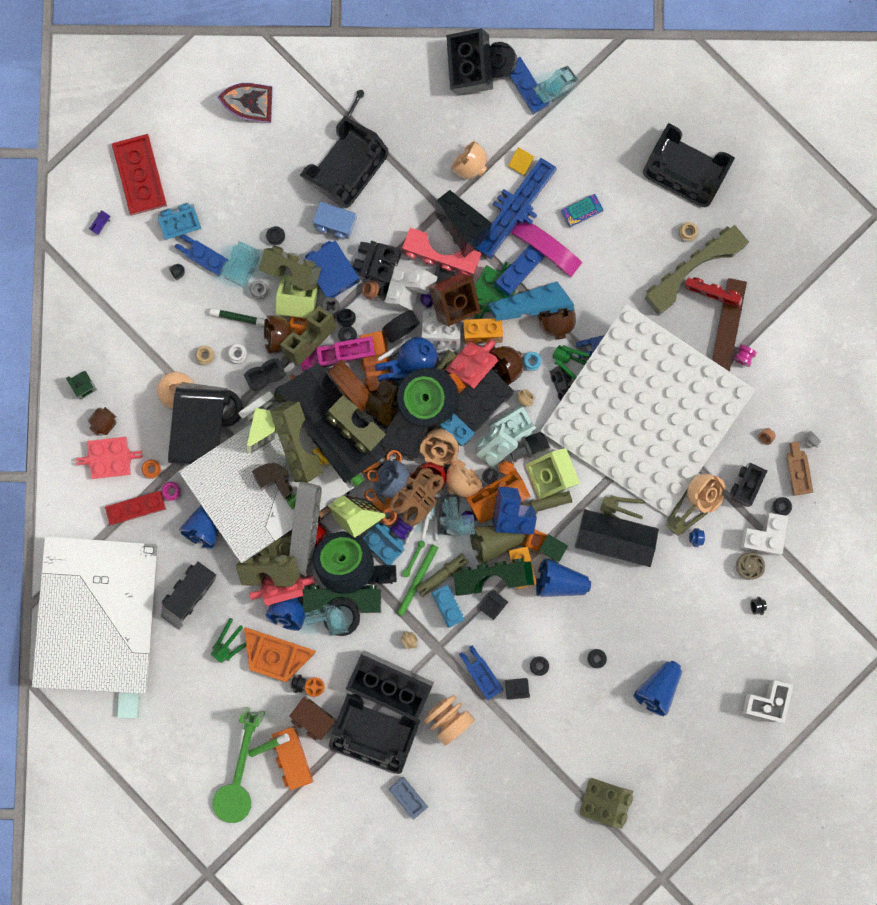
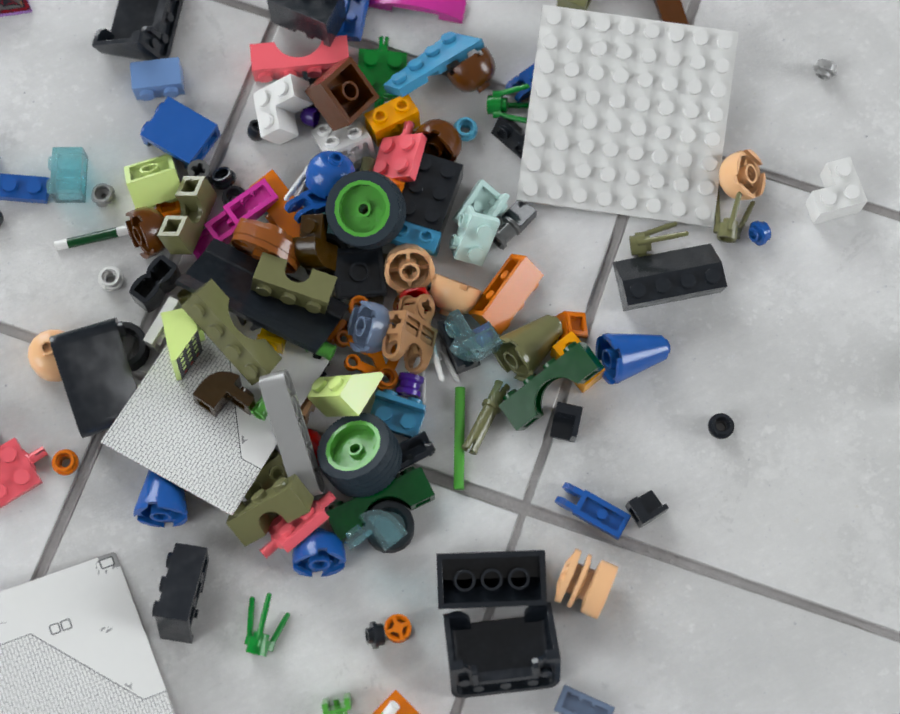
camera: 30 degrees left, 10 degrees down
(135, 508) = (66, 519): red plate -> none
(166, 487) = (97, 471): dark pink plate -> none
(200, 351) = (66, 293): tan plate -> none
(274, 655) = (328, 614): orange wing -> none
(275, 235) = (95, 127): black plate -> none
(304, 272) = (109, 151): olive arch -> none
(312, 718) = (415, 666): reddish brown brick -> none
(370, 289) = (237, 135): nougat plate -> none
(378, 262) = (231, 98): black hips -> none
(400, 325) = (293, 155): black tyre -> none
(406, 573) = (442, 436): bright green hinge -> none
(409, 640) = (486, 513): tan plate -> none
(448, 606) = (512, 449): dark azure brick -> none
(486, 473) = (489, 275): black hinge -> none
(506, 467) = (497, 257): orange plate -> none
(510, 515) = (532, 304): blue brick -> none
(519, 270) = (399, 38): blue plate -> none
(525, 398) = (479, 171): tan plate -> none
(534, 670) = (658, 460): black plate -> none
(550, 502) = (562, 279): olive pin -> none
(552, 473) = (555, 239): yellowish green slope -> none
(553, 548) = (602, 320): dark green panel -> none
(606, 803) = (826, 591): olive bracket -> none
(660, 688) = (815, 424): blue cone -> none
(745, 355) = (701, 13): dark pink wheel -> none
(749, 484) = (785, 146): black brick -> none
(750, 566) = (836, 237): dark tan wheel -> none
(758, 606) = (871, 276): black plate -> none
(764, 439) = (768, 87): nougat hinge -> none
(788, 506) = (835, 149): black plate -> none
(799, 470) = (830, 107): medium nougat hinge -> none

